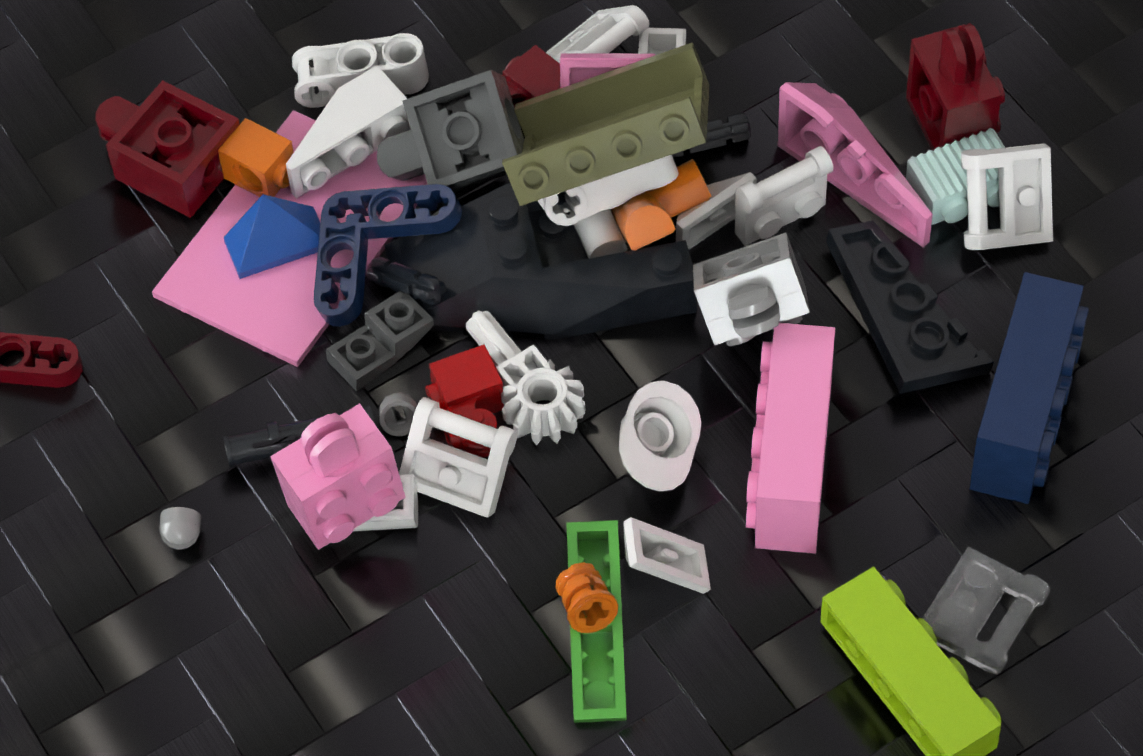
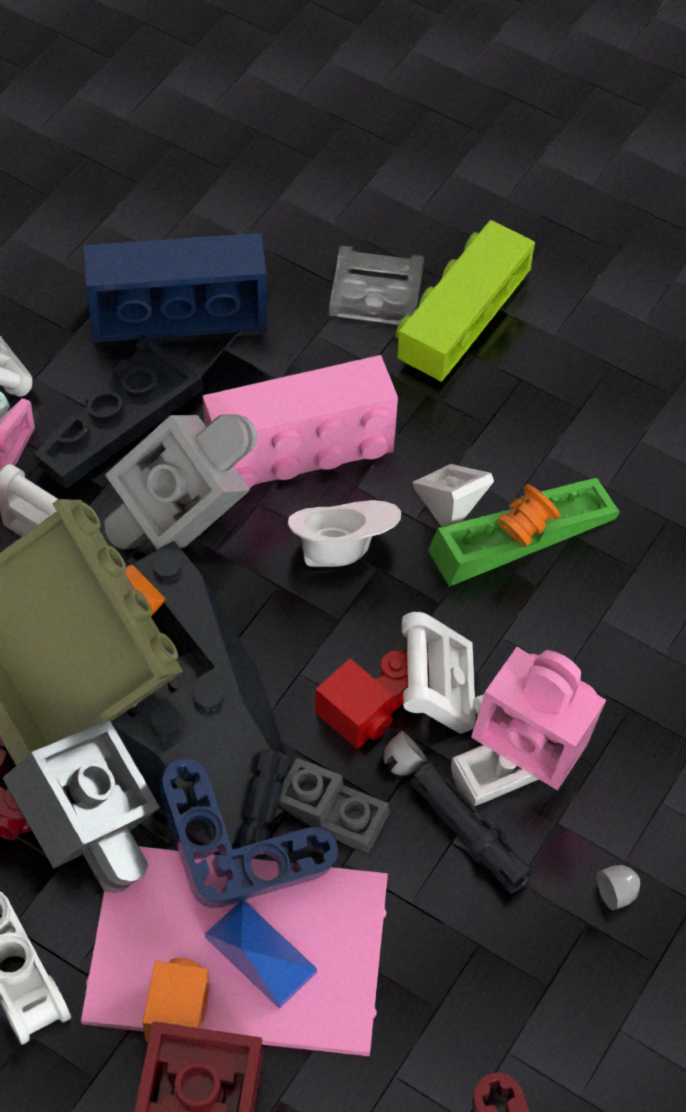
camera: 120 degrees left, 0 degrees up
(347, 130) = (96, 931): white slope -> none
(529, 379) = (323, 654): white gear -> none

